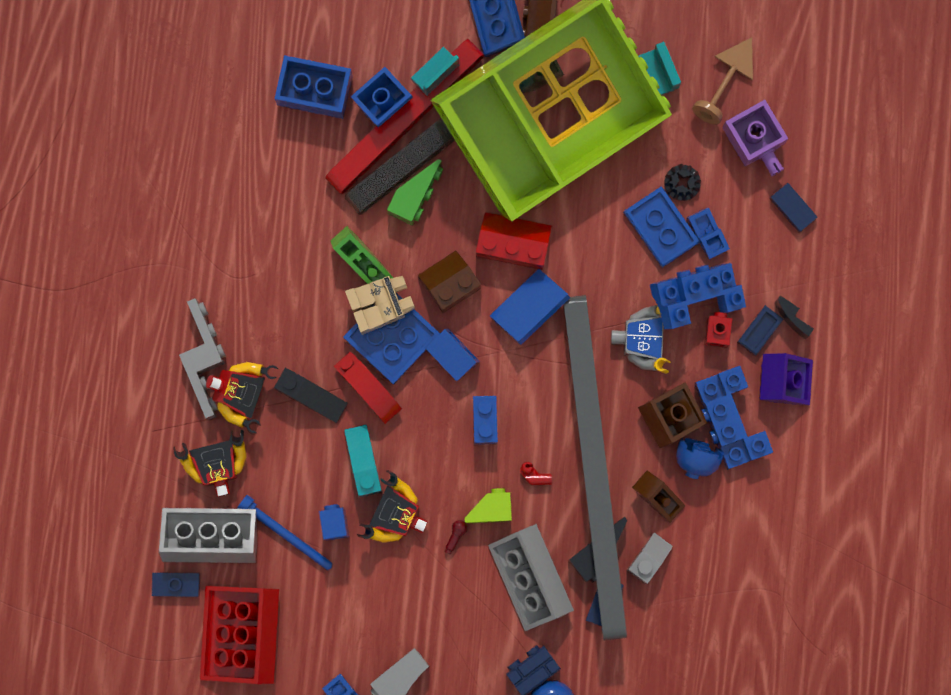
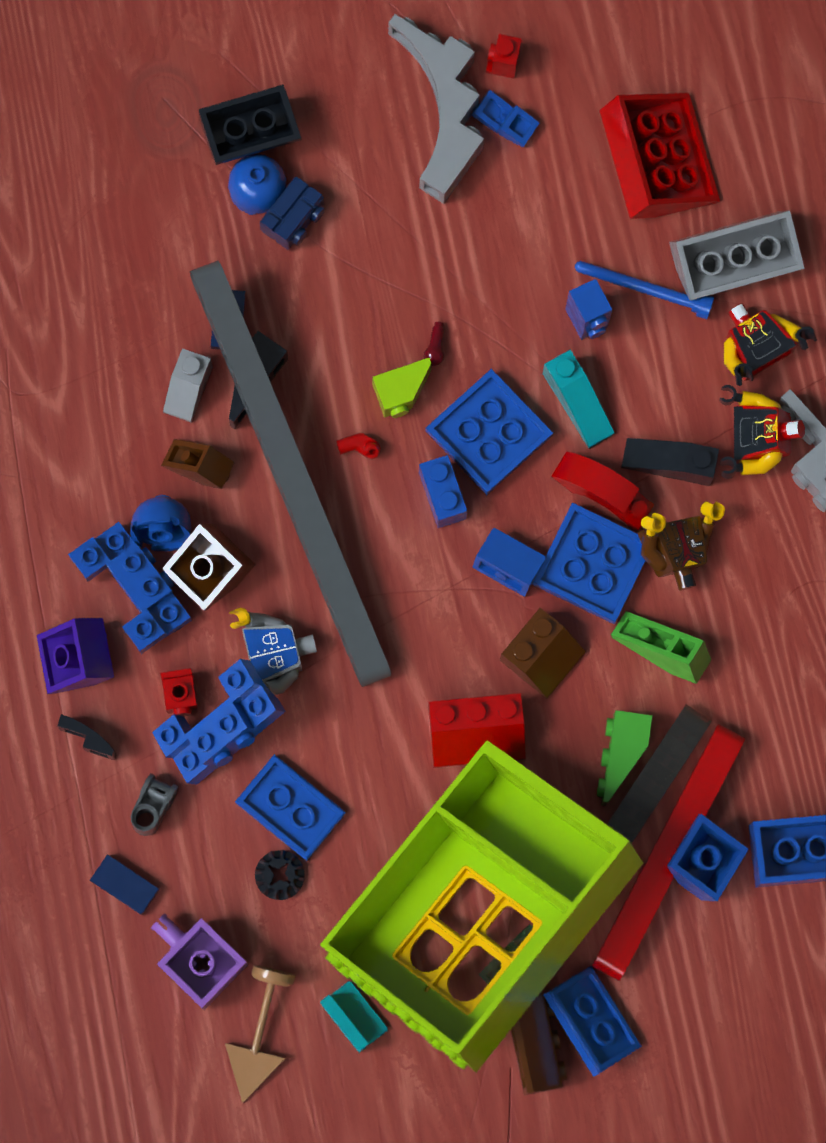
camera: 160 degrees right, 5 degrees down
(176, 584) = (756, 191): dark blue plate -> none
(325, 327) = (679, 544): none -> reddish brown torso
(384, 297) = (612, 596): tan hips -> none
(394, 513) = (519, 345): torso -> none
(435, 70) = (649, 916): teal panel -> none
(436, 456) = (489, 431): none -> blue plate
(529, 306) = (430, 649): blue tile -> none
(530, 577) = (327, 321): light grey slope -> none
(708, 233) = (227, 817): blue slope -> none
(756, 258) = (153, 803): none -> dark grey piece
(760, 330) = (125, 711): dark blue tile -> none

